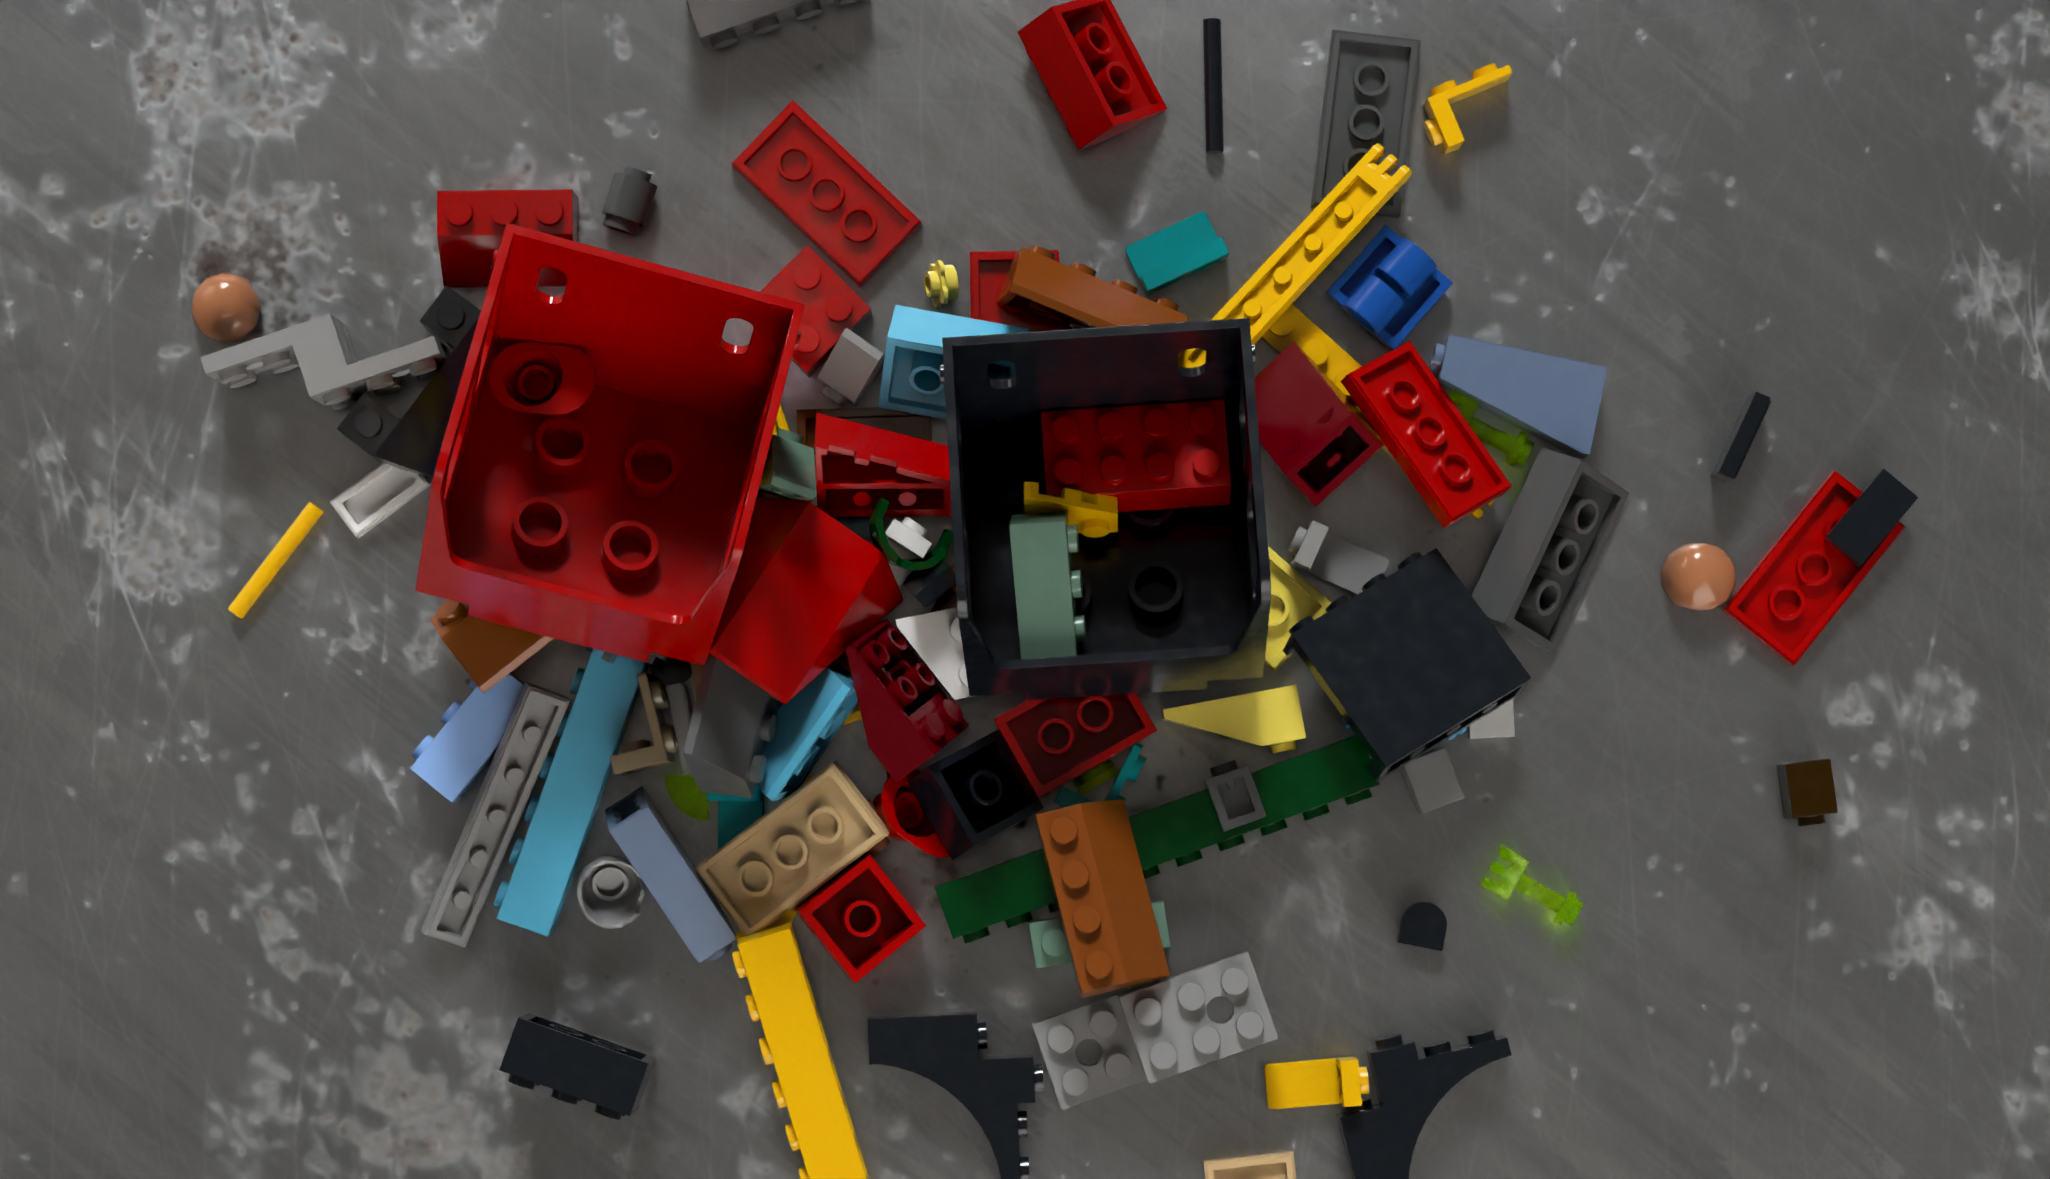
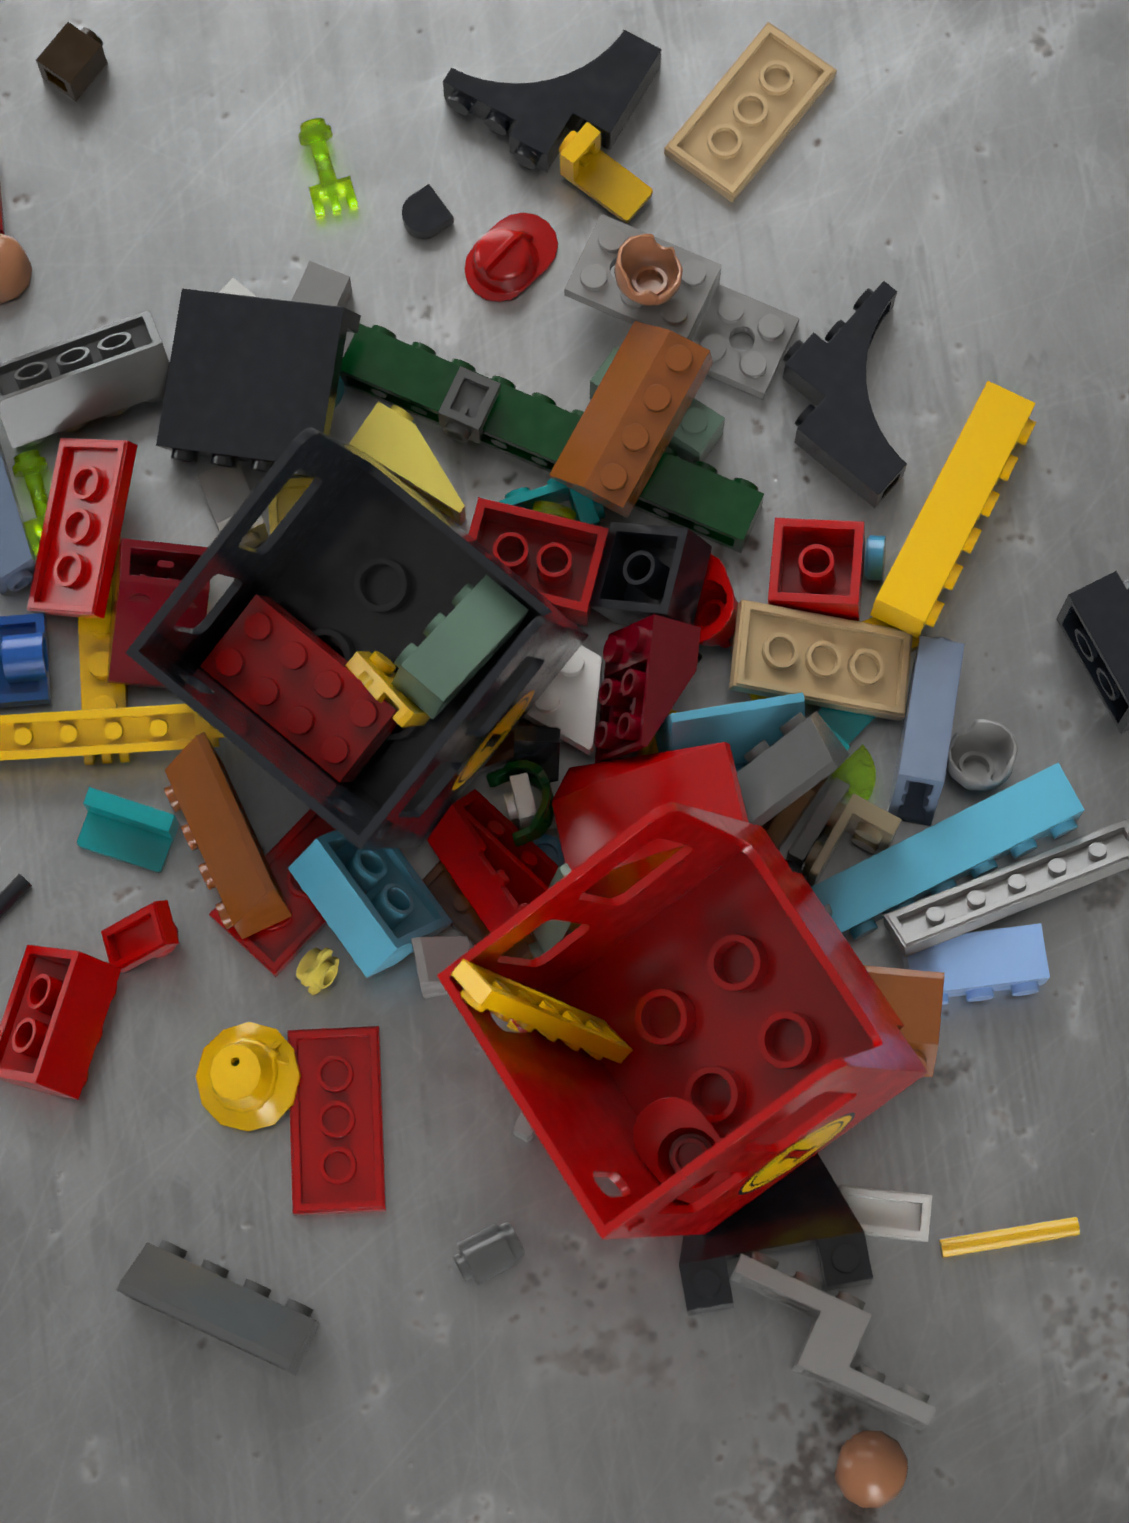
camera: 130 degrees left, 10 degrees down
(474, 222) = (605, 1311): red slope -> none
(723, 367) = (540, 1012): none -> yellow plate
(827, 310) = (430, 1043): red brick -> none
(829, 973) = (875, 557): none -> dark azure tile
(902, 173) = (257, 1088): none -> yellow hat
(1086, 184) = (141, 936): none -> red tile
(1191, 1017) = (647, 270): none -> nougat hair
(1326, 955) = (510, 256): none -> red piece

